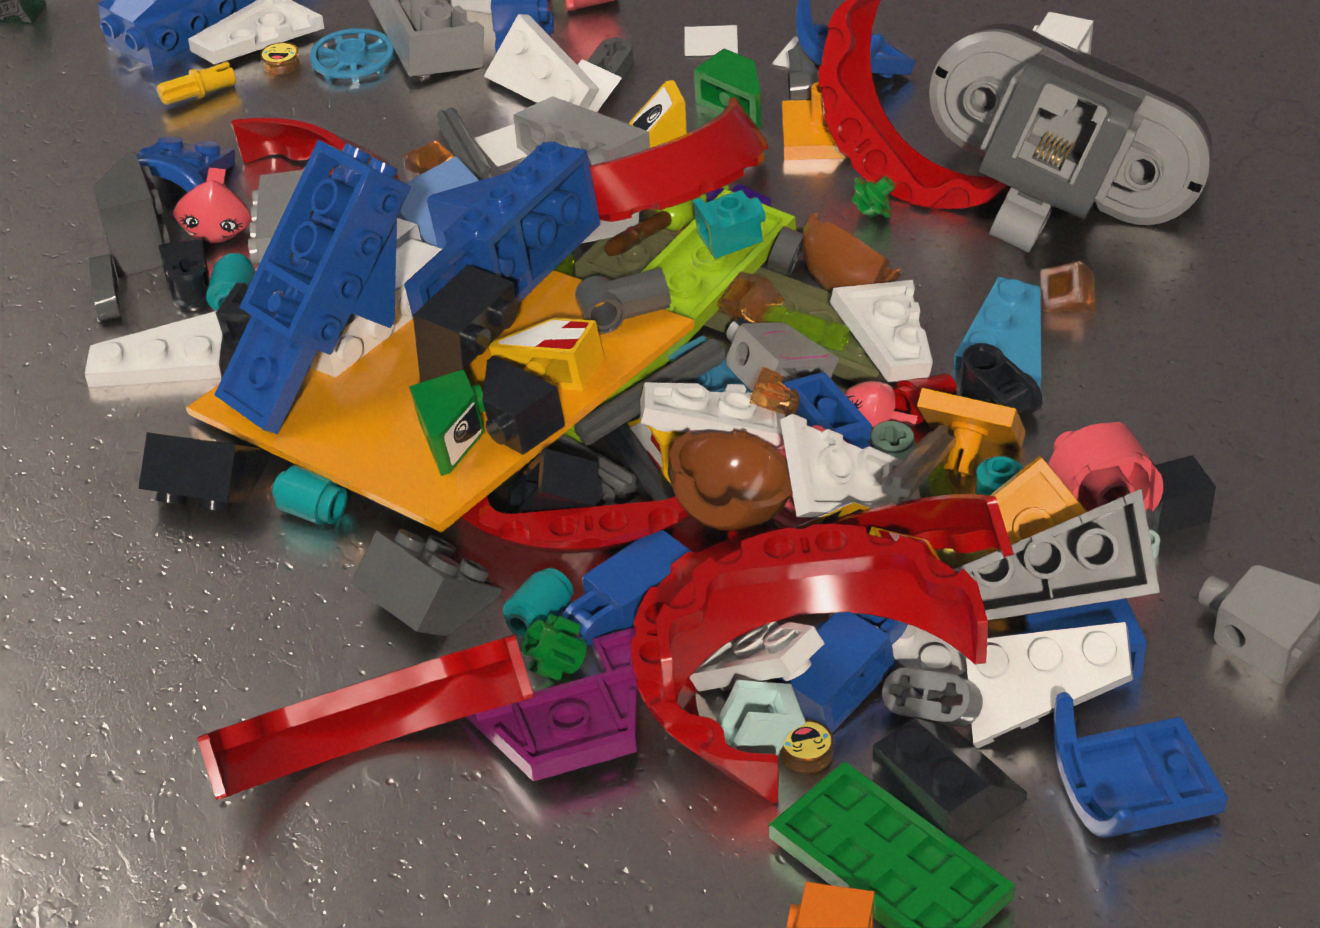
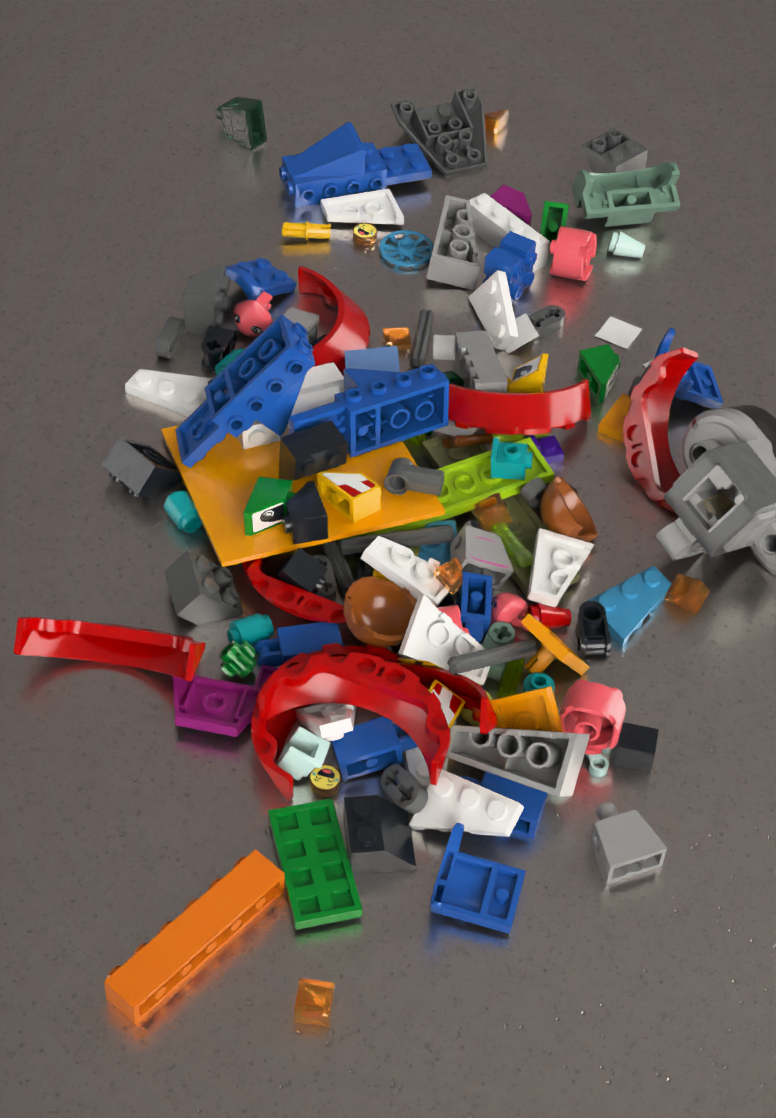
camera: 25 degrees right, 5 degrees up
(873, 197) = (622, 480): green plant -> none

